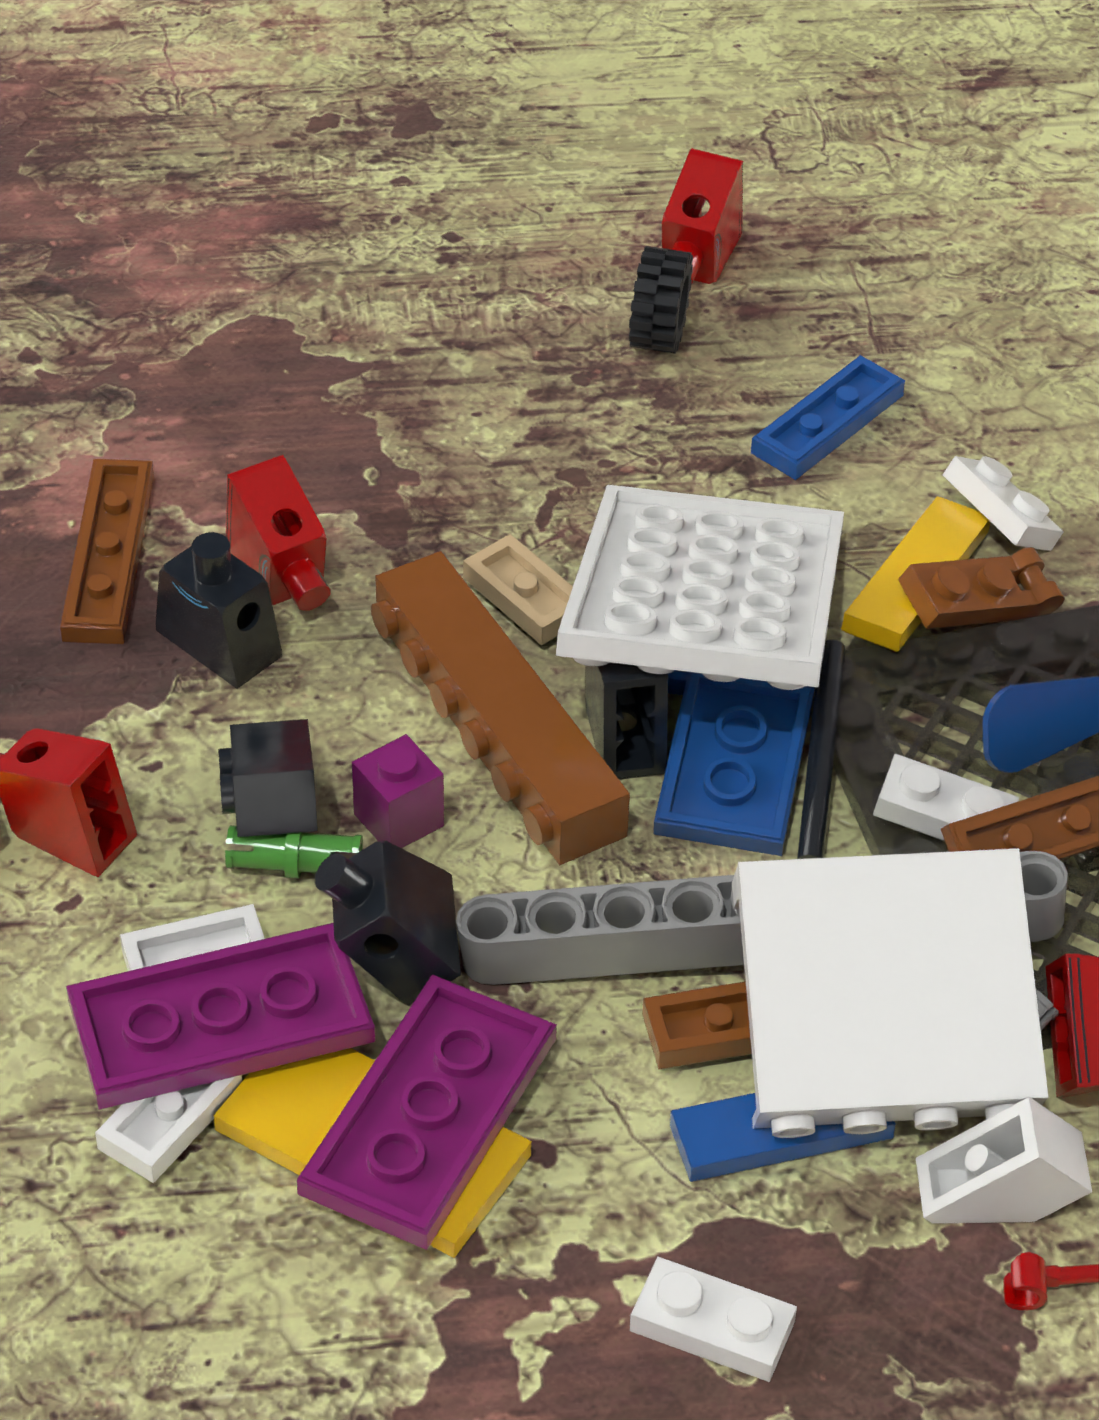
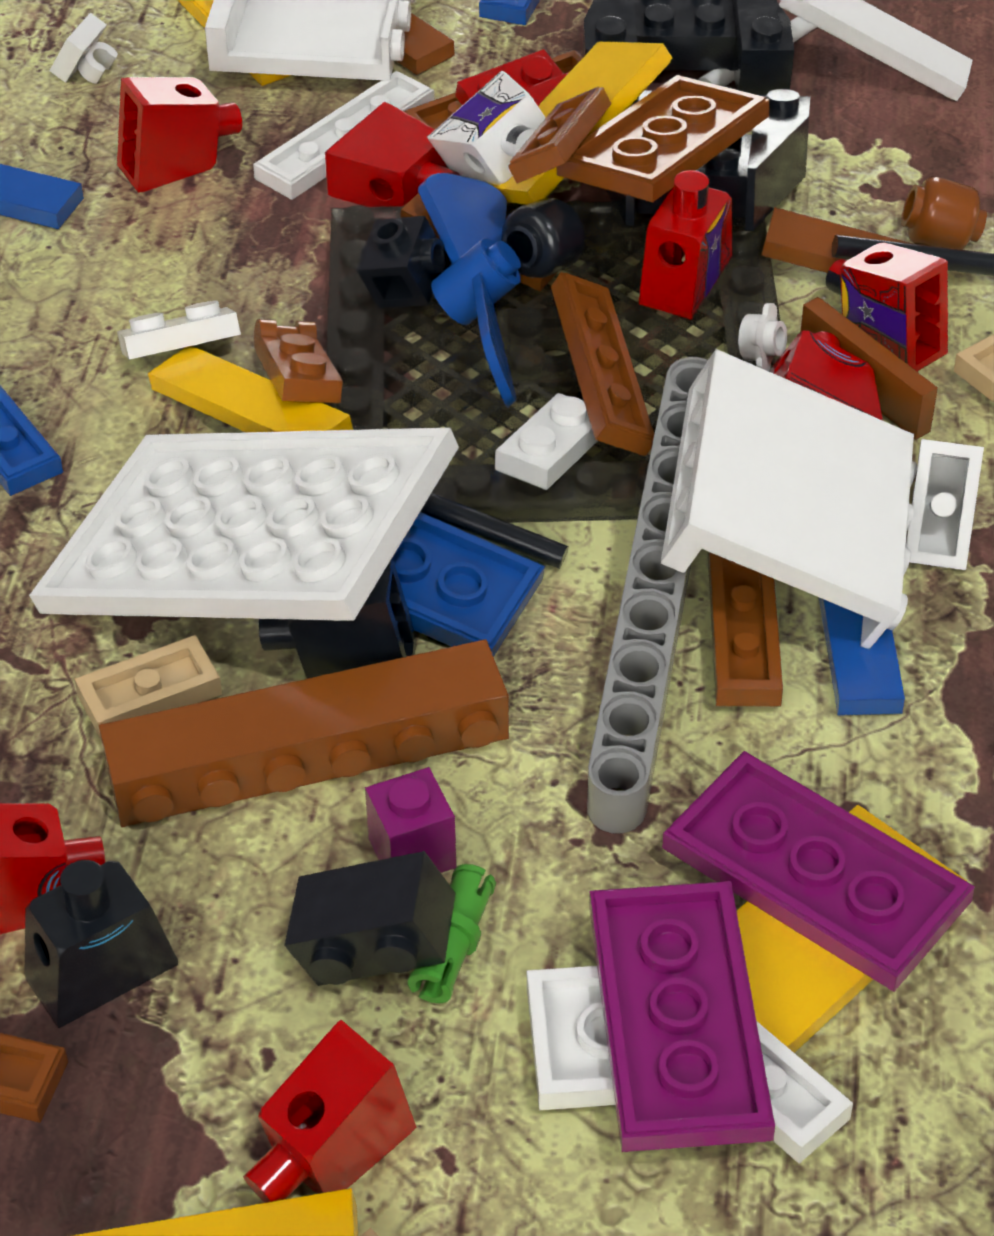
camera: 75 degrees left, 0 degrees up
(393, 916) = (594, 845): black torso -> none

